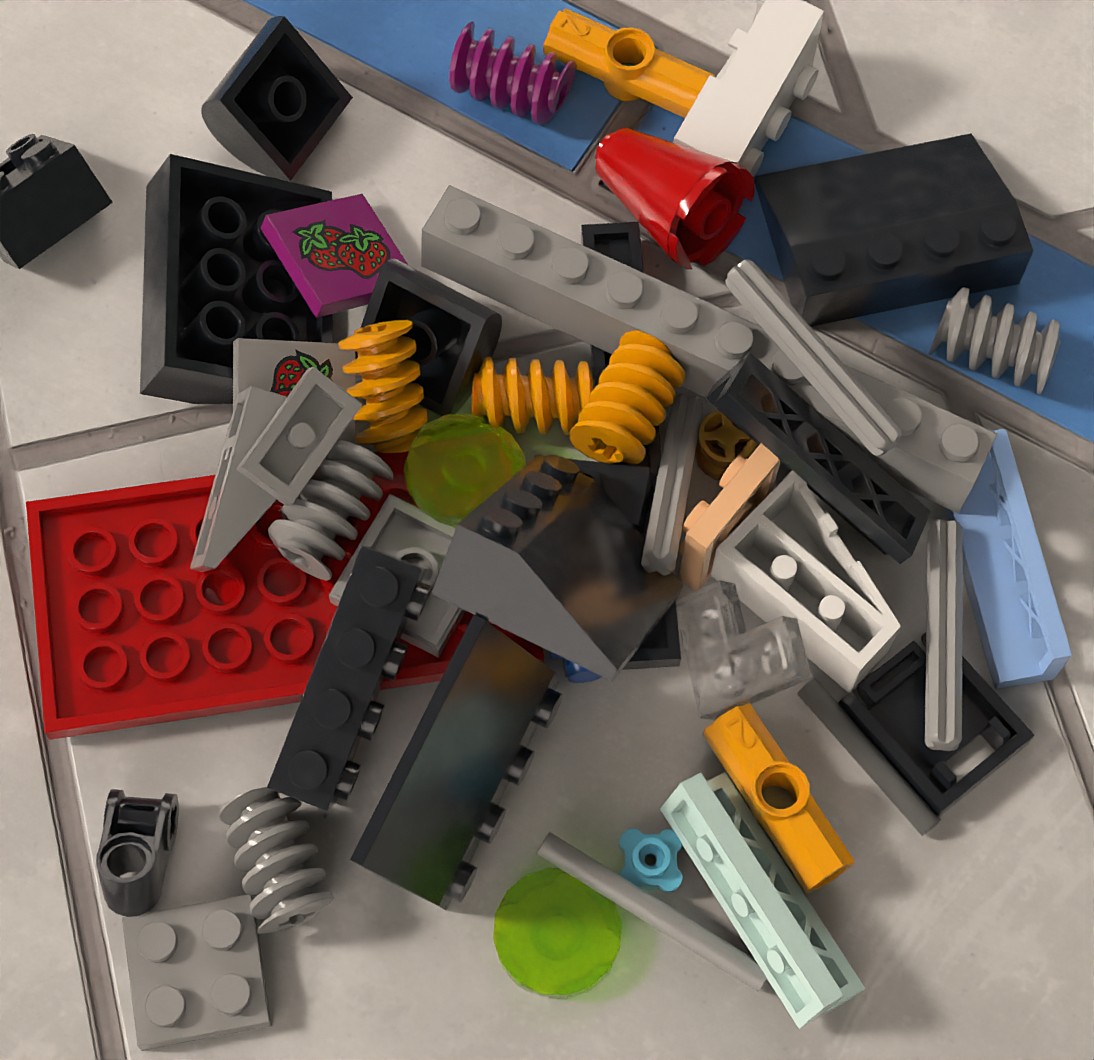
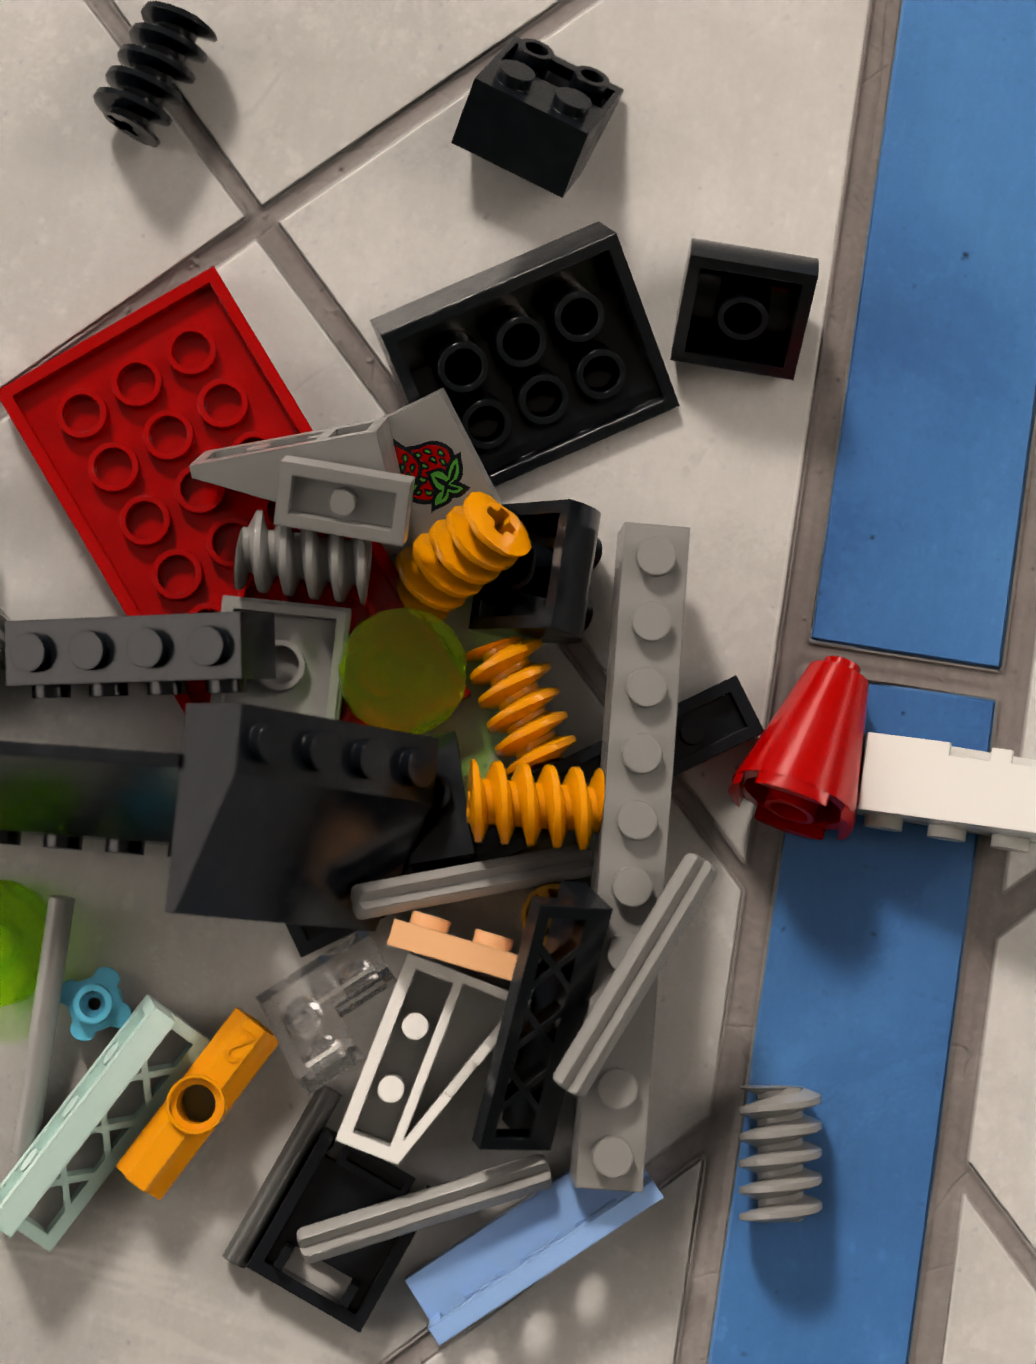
camera: 65 degrees right, 15 degrees up
(332, 251) = (600, 443): magenta tile -> none
(509, 77) = (881, 529): magenta piece -> none
(602, 51) = (956, 608): light orange piece -> none
(893, 229) = (878, 995): black slope -> none

